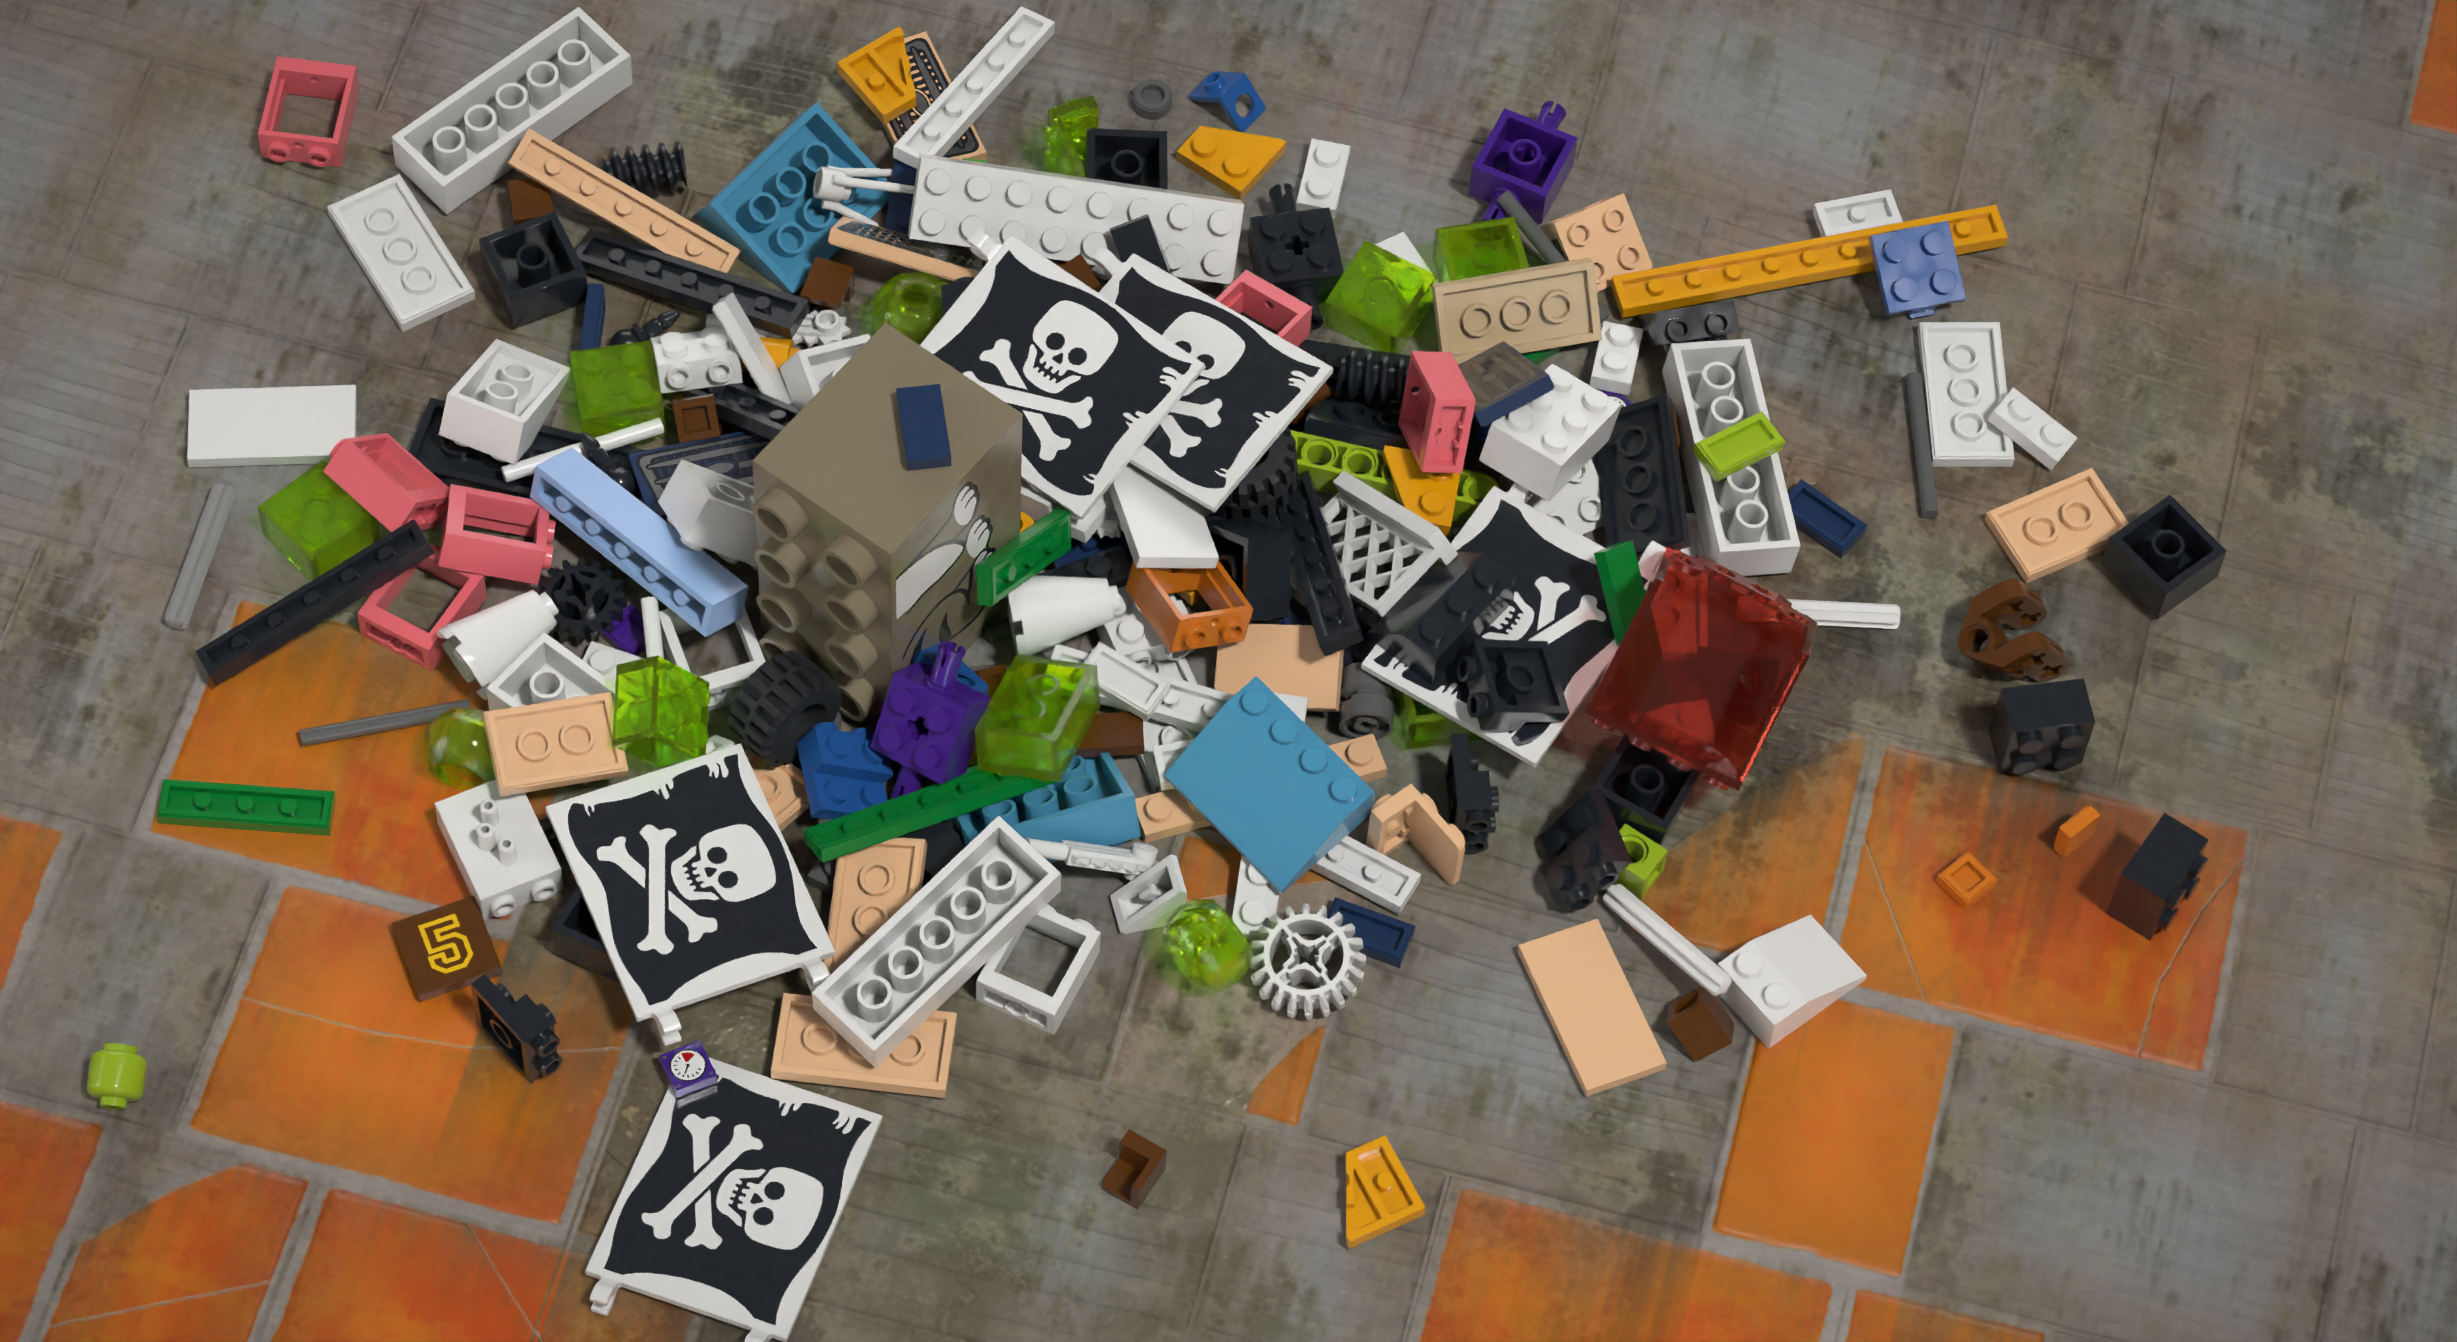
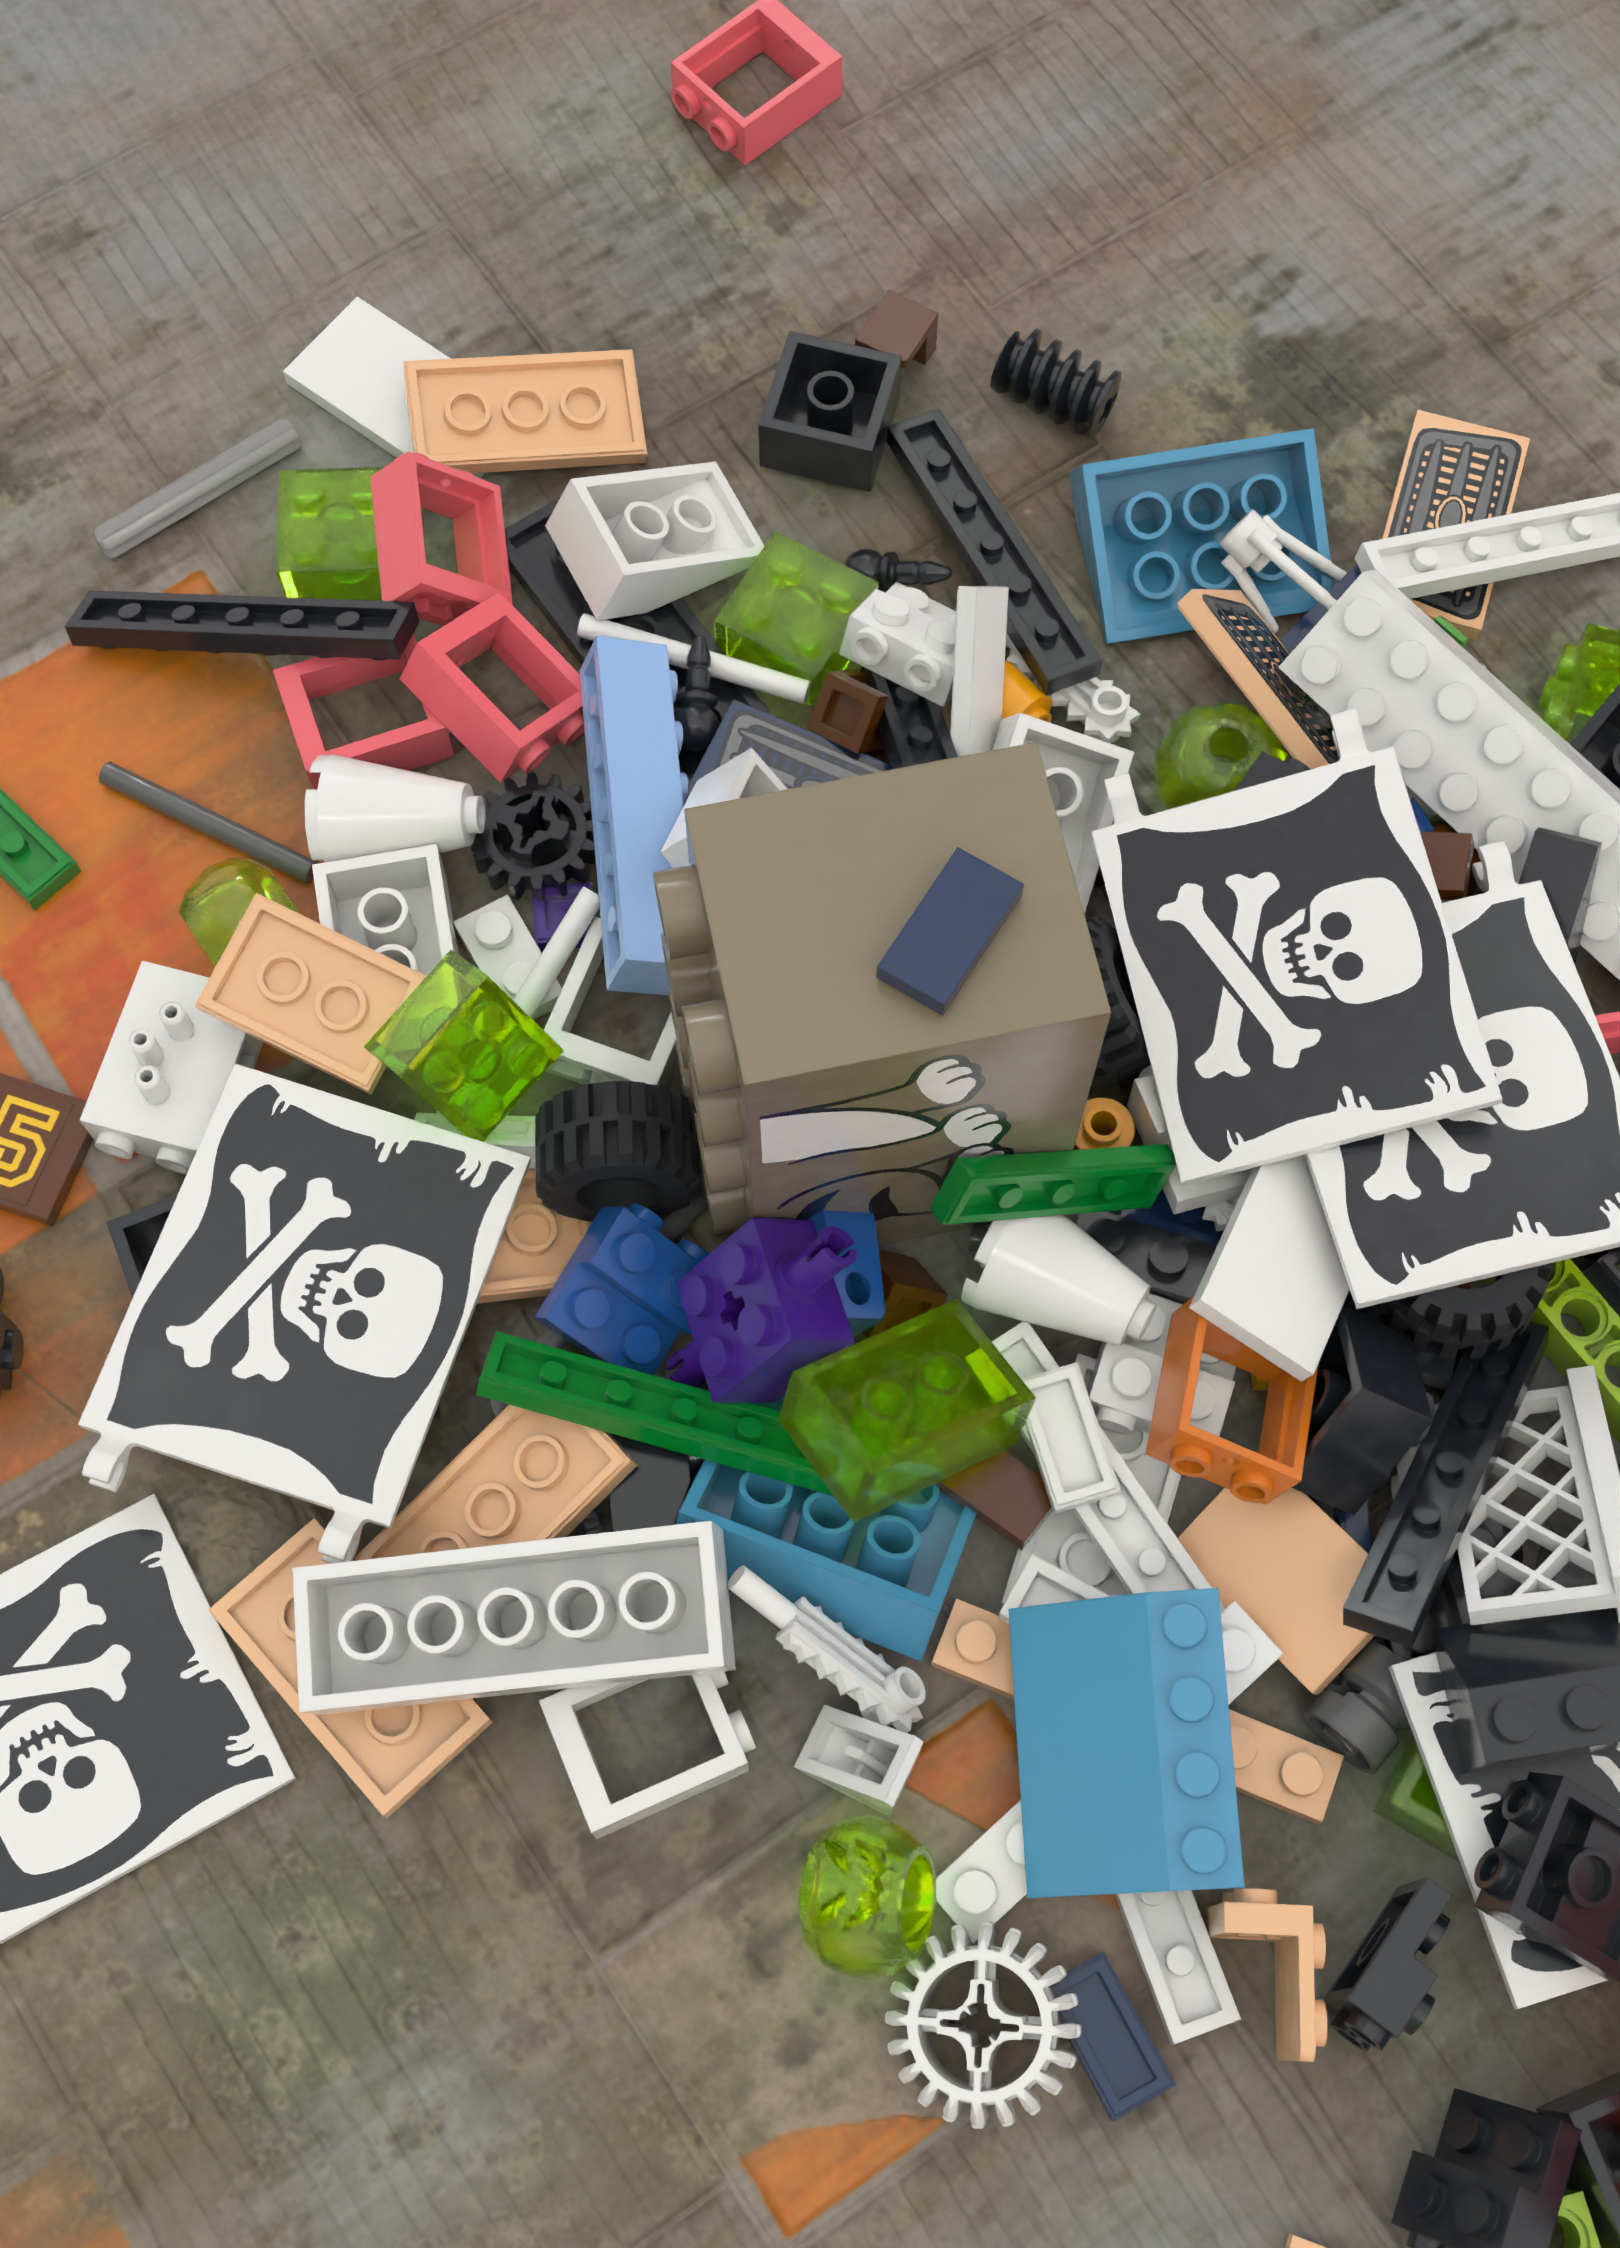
camera: 45 degrees right, 10 degrees up
(356, 385) = (526, 411): none -> light nougat tile
(401, 252) = (718, 301): white tile -> none
(538, 87) = (972, 216): white brick -> none
(593, 317) = (846, 516): dark blue tile -> none
(619, 203) = (989, 403): light nougat plate -> none
(688, 1069) = (124, 1525): tile -> none
(828, 284) = (1148, 659): reddish brown panel -> none
(881, 76) = (1428, 453): light orange wing -> none
(1136, 1169) = (517, 2131): reddish brown panel -> none

